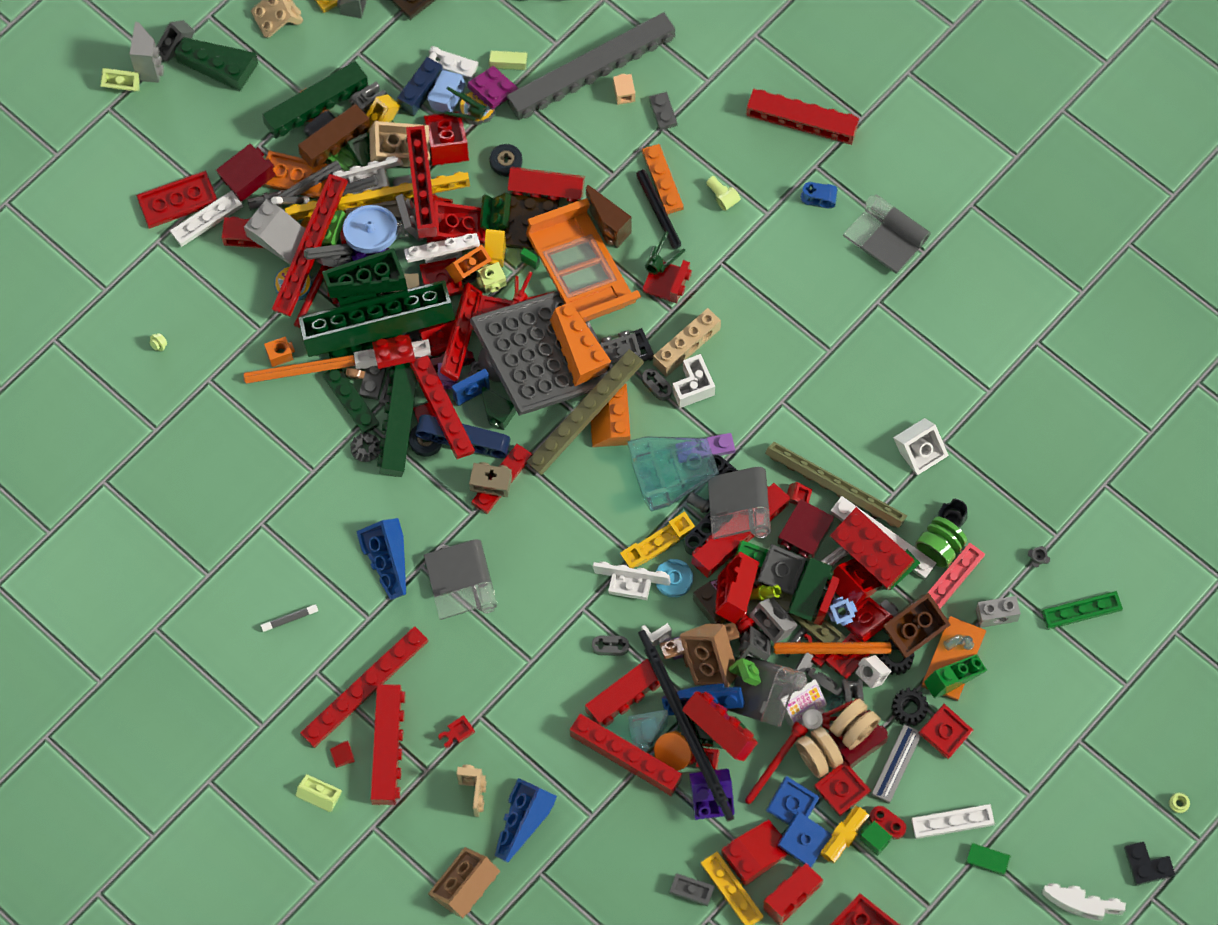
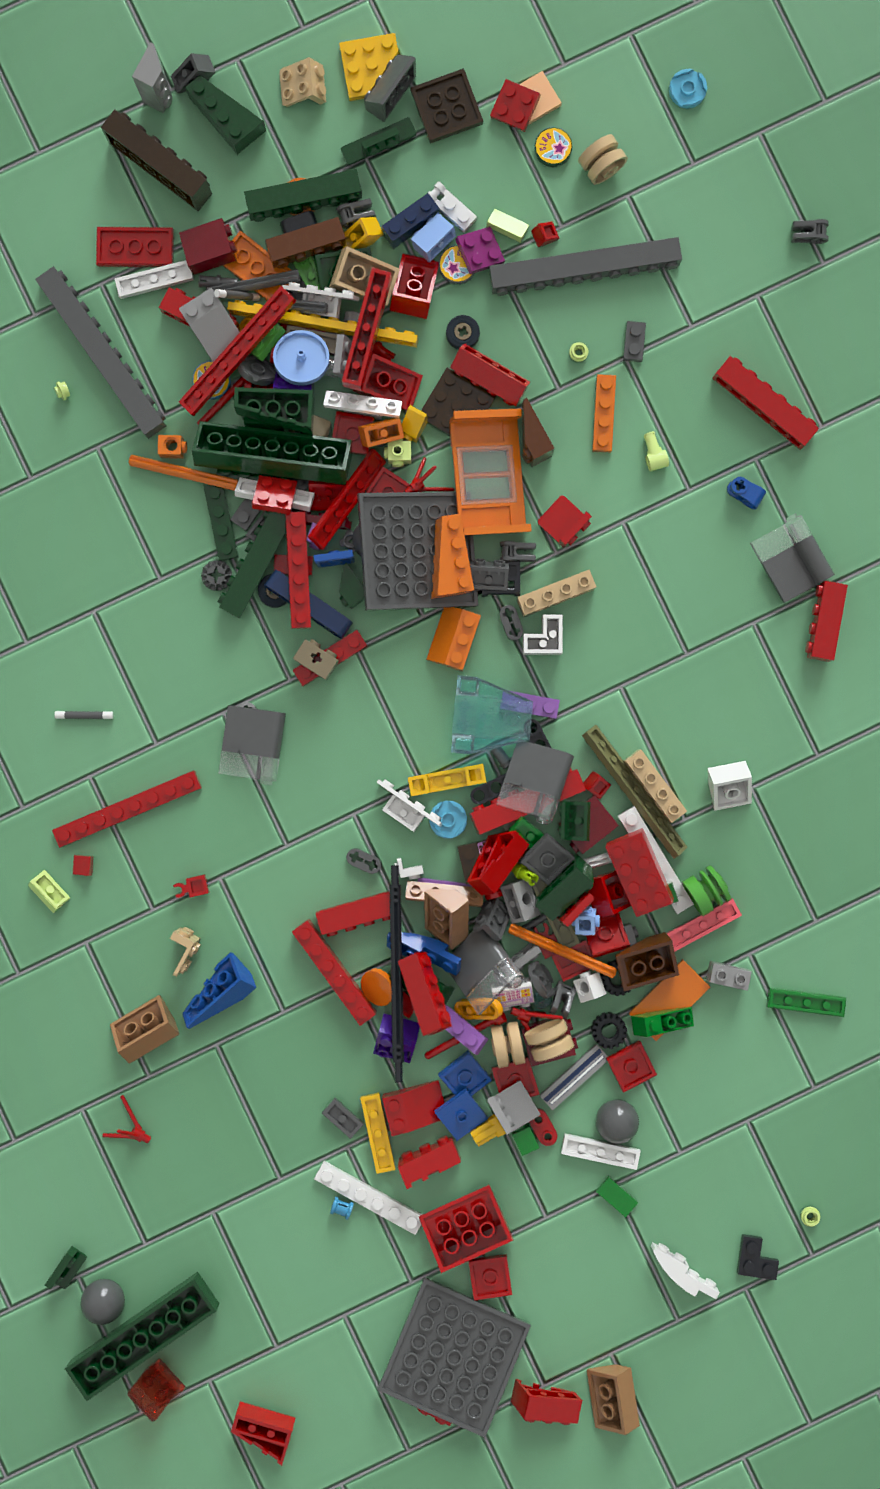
camera: 20 degrees right, 20 degrees up
(120, 79) = (123, 96): yellowish green slope -> none
(172, 119) = (156, 159): none -> dark brown brick
(182, 296) = (100, 352): none -> dark grey brick
(327, 251) = (250, 365): dark grey axle -> none
(355, 373) = (230, 496): medium nougat tile -> none
(363, 34) = (378, 141): none -> dark green bracket
(385, 549) = (196, 685): blue wedge -> none
(386, 745) = (124, 874): red brick -> none
(475, 109) = (454, 267): dark green plant -> none
(495, 212) = (429, 385): dark green bracket -> none
(530, 258) = (443, 446): green tile -> none
(544, 54) = (544, 233): none -> red slope
(585, 412) = (431, 627): olive plate -> none
(617, 133) = (578, 346): none -> yellowish green plate
(624, 89) = (606, 303): light nougat brick -> none
(631, 322) = (512, 555): none -> dark grey piece
(647, 728) = (361, 958): clear light blue slope -> none
(655, 262) = (559, 500): dark green plant -> none
(658, 208) = (587, 443): black axle -> none
(747, 670) = (474, 946): bright green bracket -> none
(772, 757) = (465, 1032): none -> medium lavender plate
(773, 735) = (467, 1011): none -> light orange plate
(792, 525) = (575, 820): none -> dark green bracket
(812, 719) = (513, 1016): white plate -> none
(849, 807) = (513, 1107): none -> light grey bracket
(852, 471) = (655, 786): none -> tan brick
(941, 272) = (826, 621): none -> red brick
(954, 511) = (730, 865): black hair -> none
(956, 788) = (617, 1121): none -> dark grey piece
(959, 639) = (683, 989): clear light blue arm -> none
(1039, 551) = (785, 935): dark grey plate -> none

